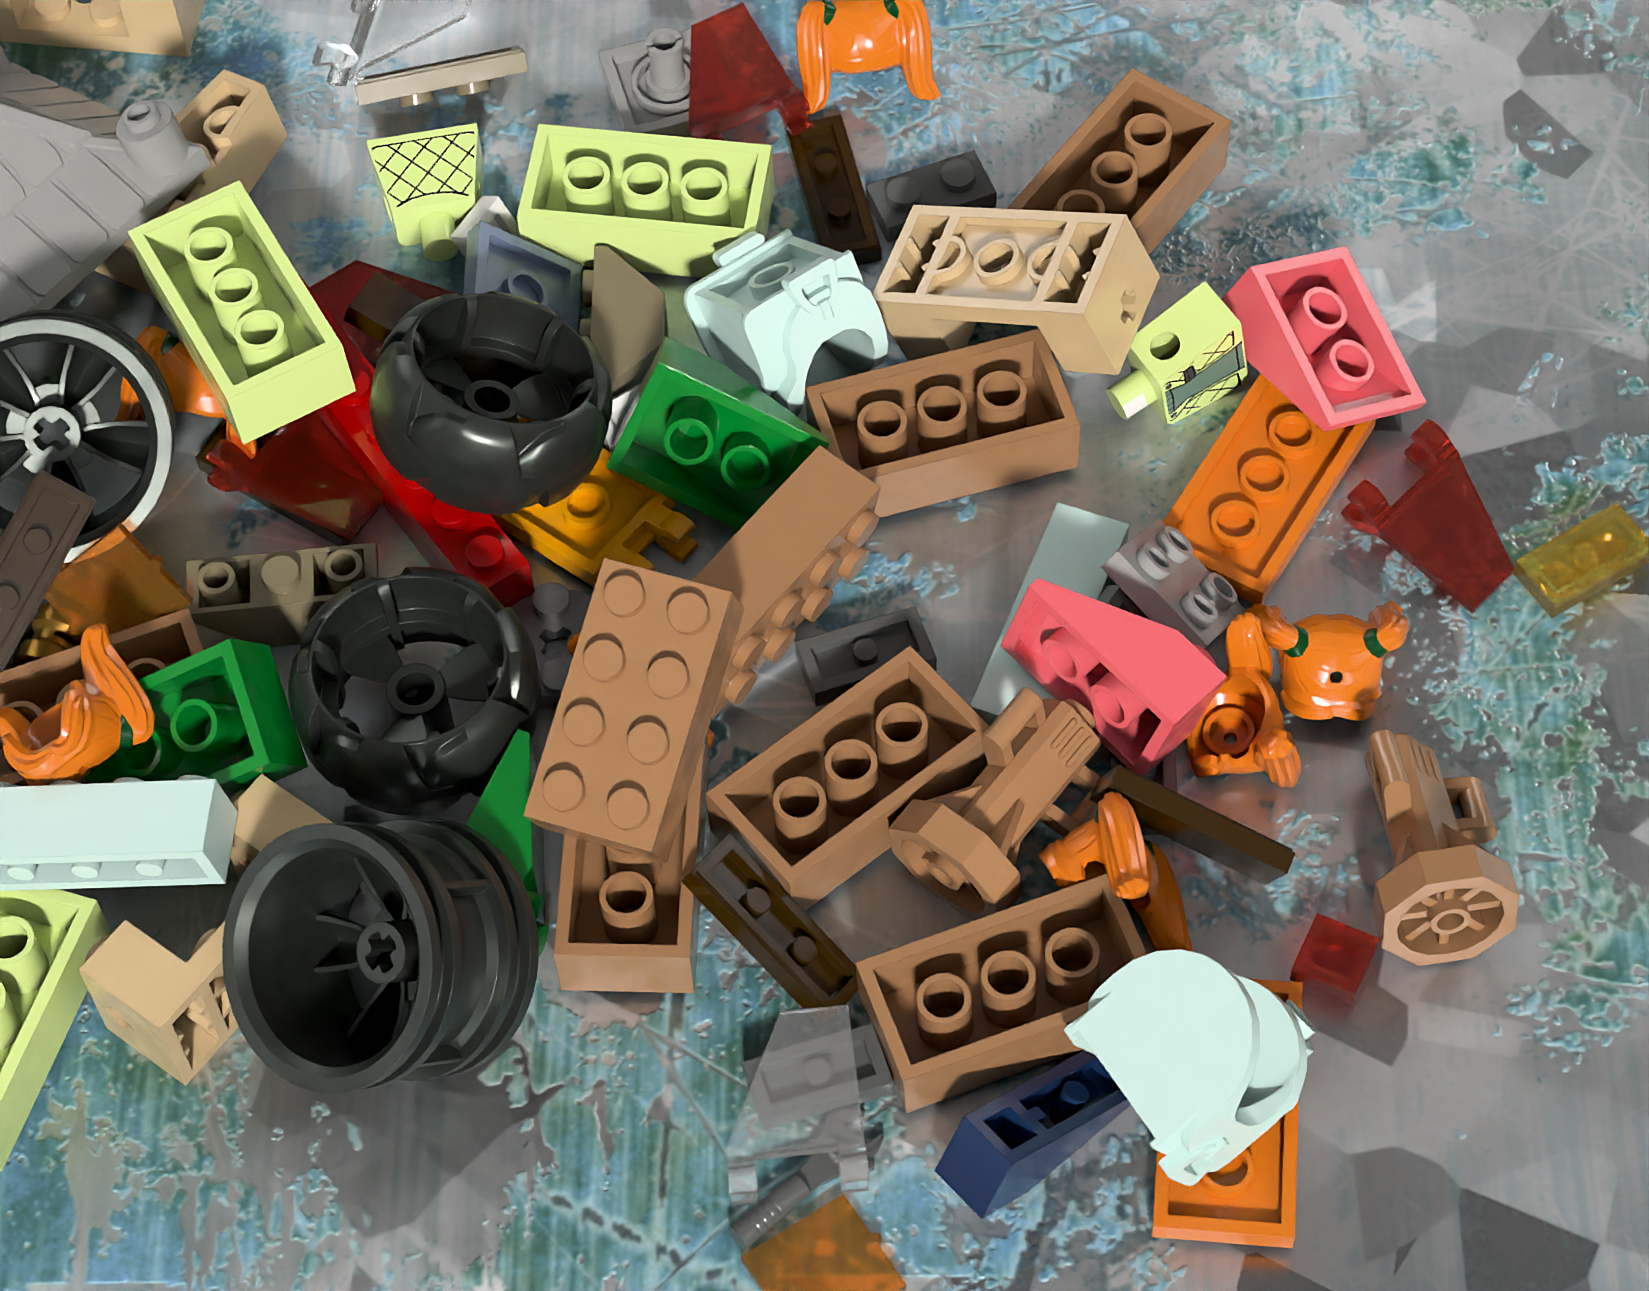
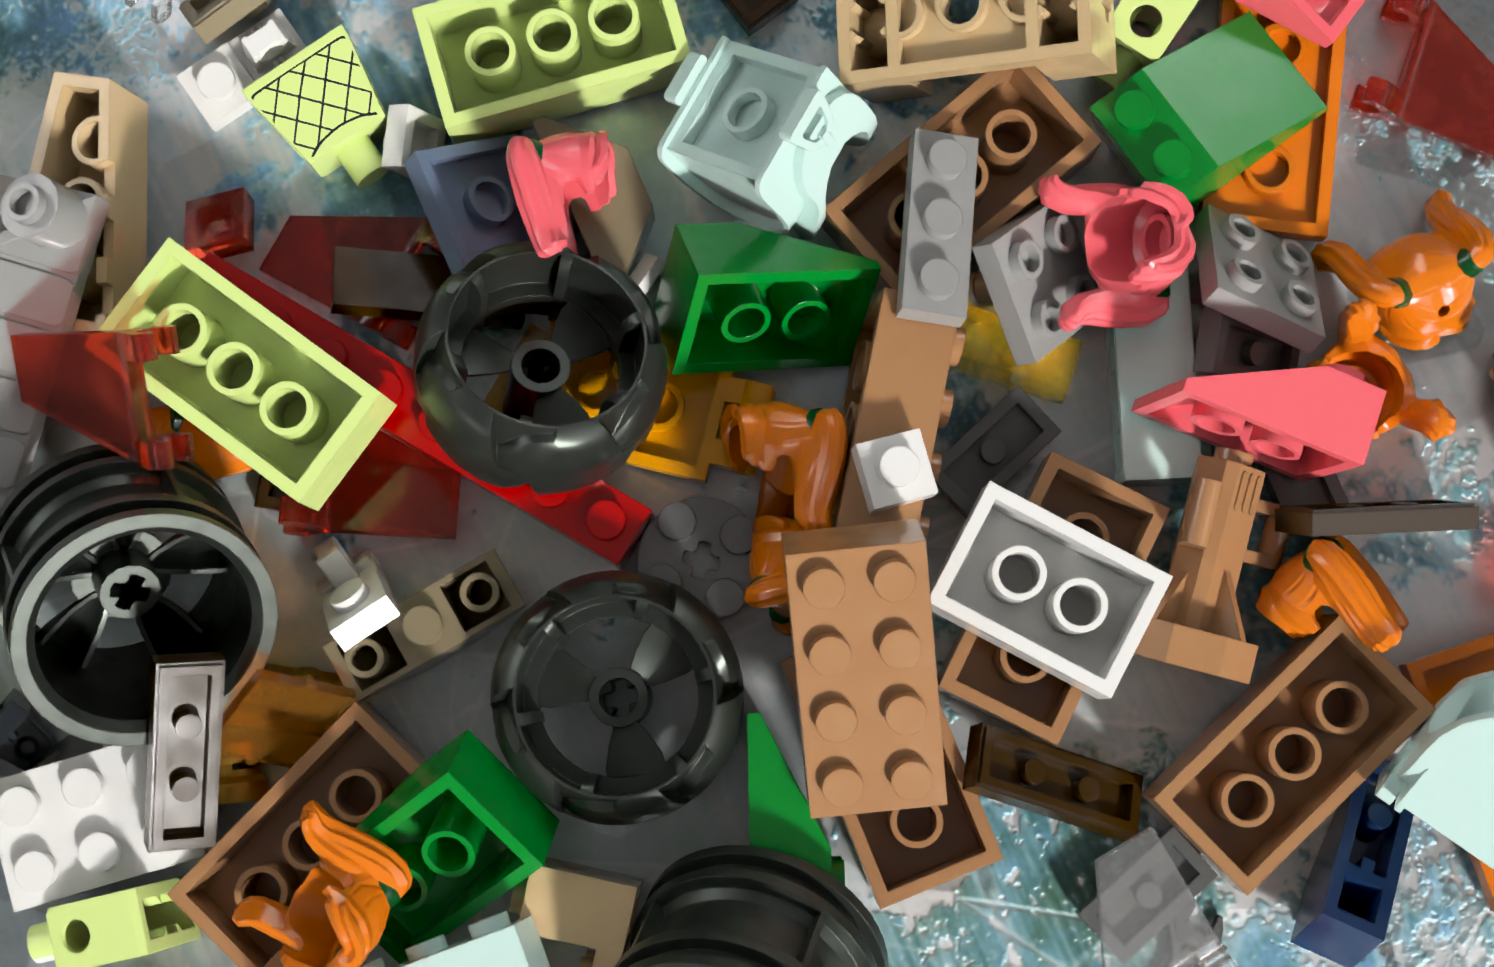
camera: 25 degrees left, 25 degrees up
(116, 262) = (100, 388): none -> clear red flag
(235, 532) = (353, 593): none -> white hinge
(301, 237) = (220, 224): none -> clear red plate
(347, 140) = (220, 76): none -> white hinge
(587, 274) = (551, 175): none -> coral hair
(670, 537) = (798, 453): none -> orange hair
(750, 571) = (894, 470): none -> white plate
(835, 727) = (1047, 591): none -> white brick
(890, 421) = (937, 228): none -> light grey plate
(912, 575) = (990, 359): none -> clear yellow plate
(971, 517) = (1027, 276): none -> light grey plate
(1058, 511) = (1133, 249): none -> coral hair
(1189, 447) = (1207, 110): none -> slope

